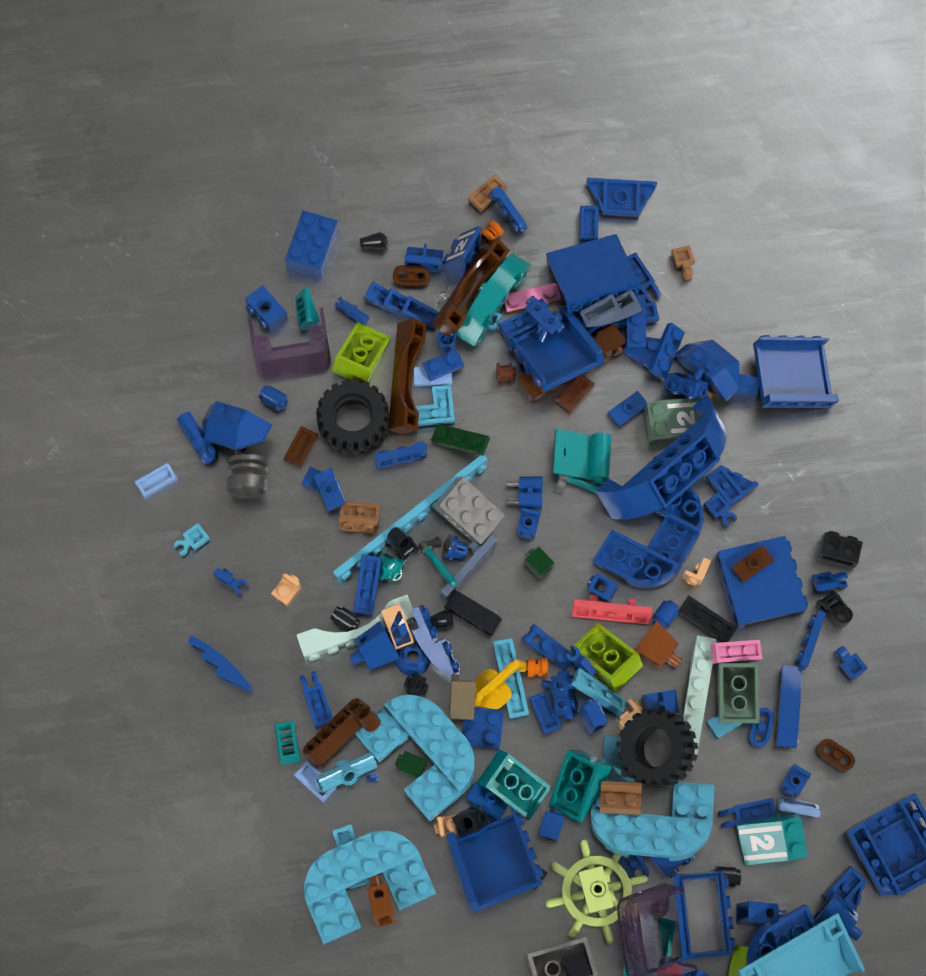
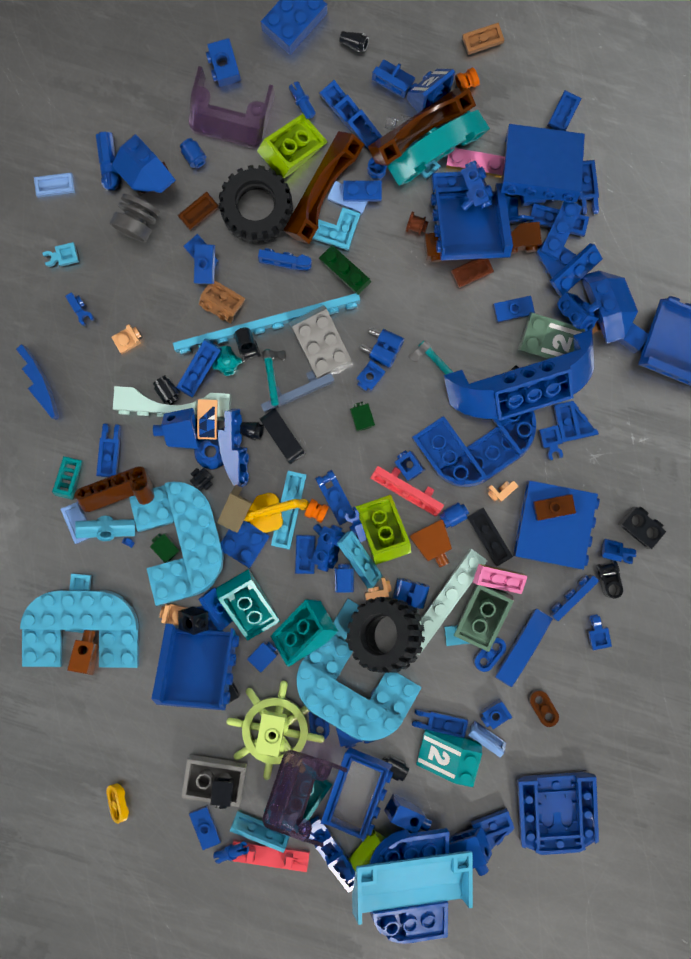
camera: 25 degrees right, 15 degrees up
(306, 310) = (260, 81): teal slope -> none
(411, 277) = (373, 89): reddish brown plate -> none
(450, 548) = (292, 369): blue piece -> none
(508, 209) = (493, 64): blue plate -> none
(582, 455) = (451, 336): teal door -> none
(611, 309) = (542, 207): sand blue slope -> none
(620, 196) = (608, 97): blue wing -> none
(620, 797) = (332, 663): medium nougat bracket -> none
(684, 258) = (636, 186): medium nougat plate -> none

